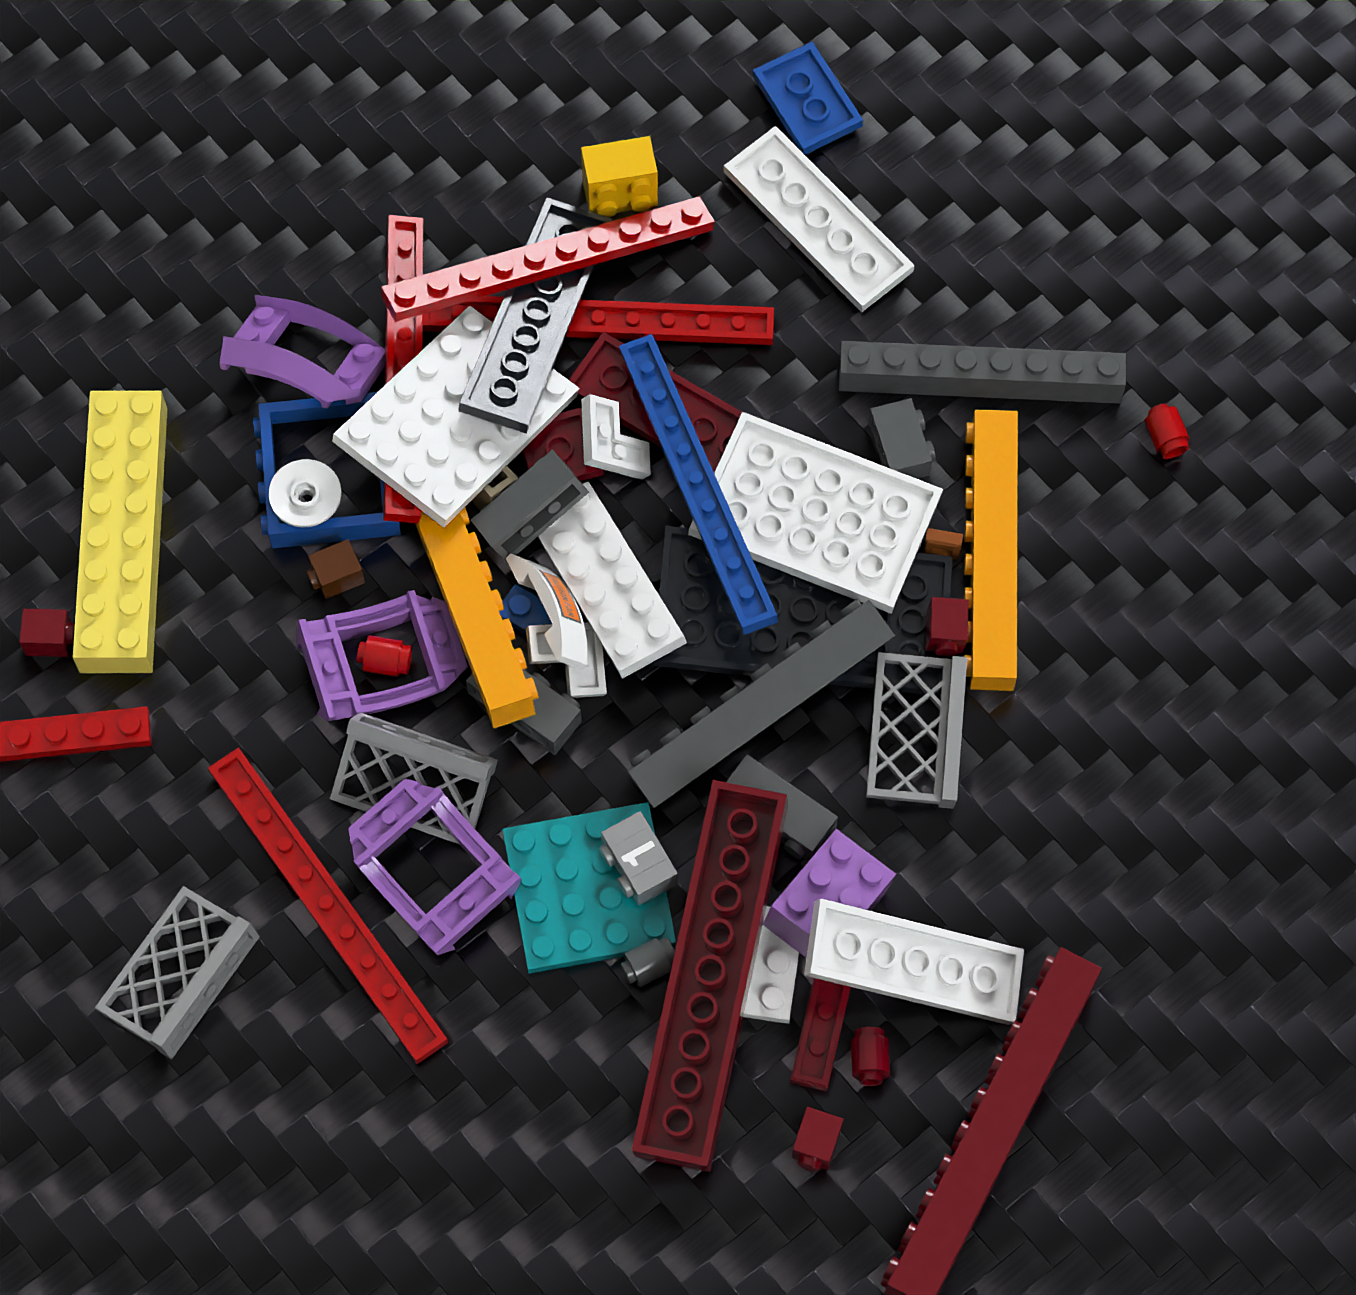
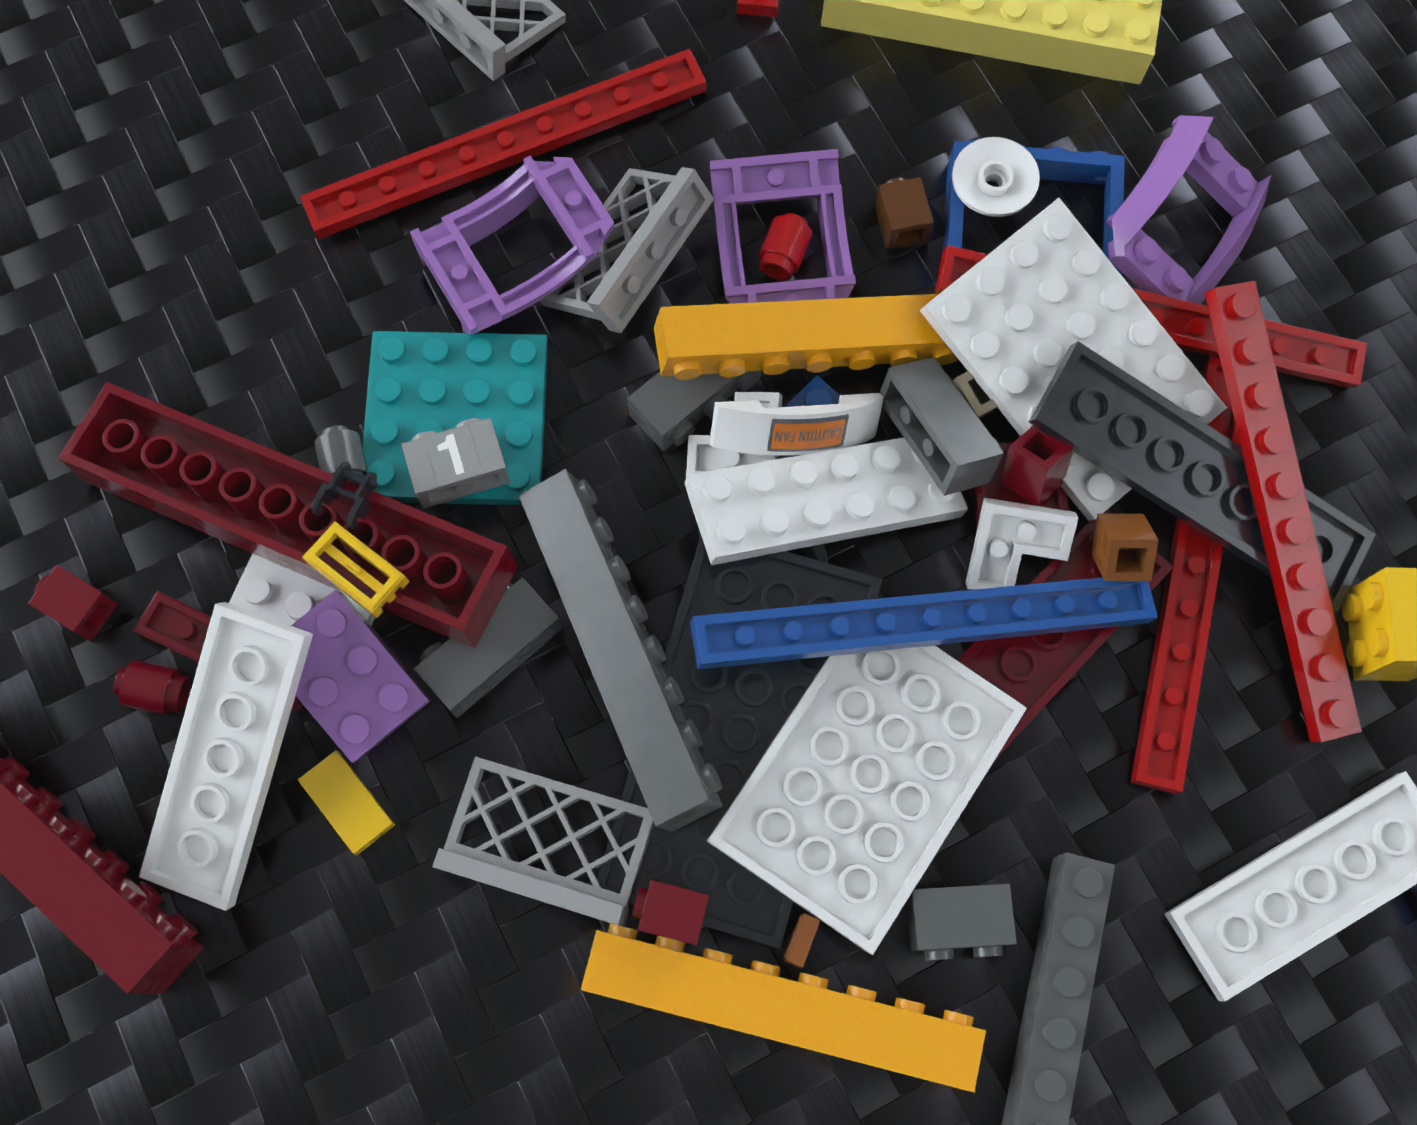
camera: 100 degrees right, 5 degrees up
(553, 429) = (1036, 465): none -> dark red brick
(604, 361) = (1124, 547): none -> dark orange brick
(704, 895) = (332, 491): none -> black piece
(742, 914) = (384, 592): none -> yellow tile
(921, 888) = (346, 802): none -> yellow tile

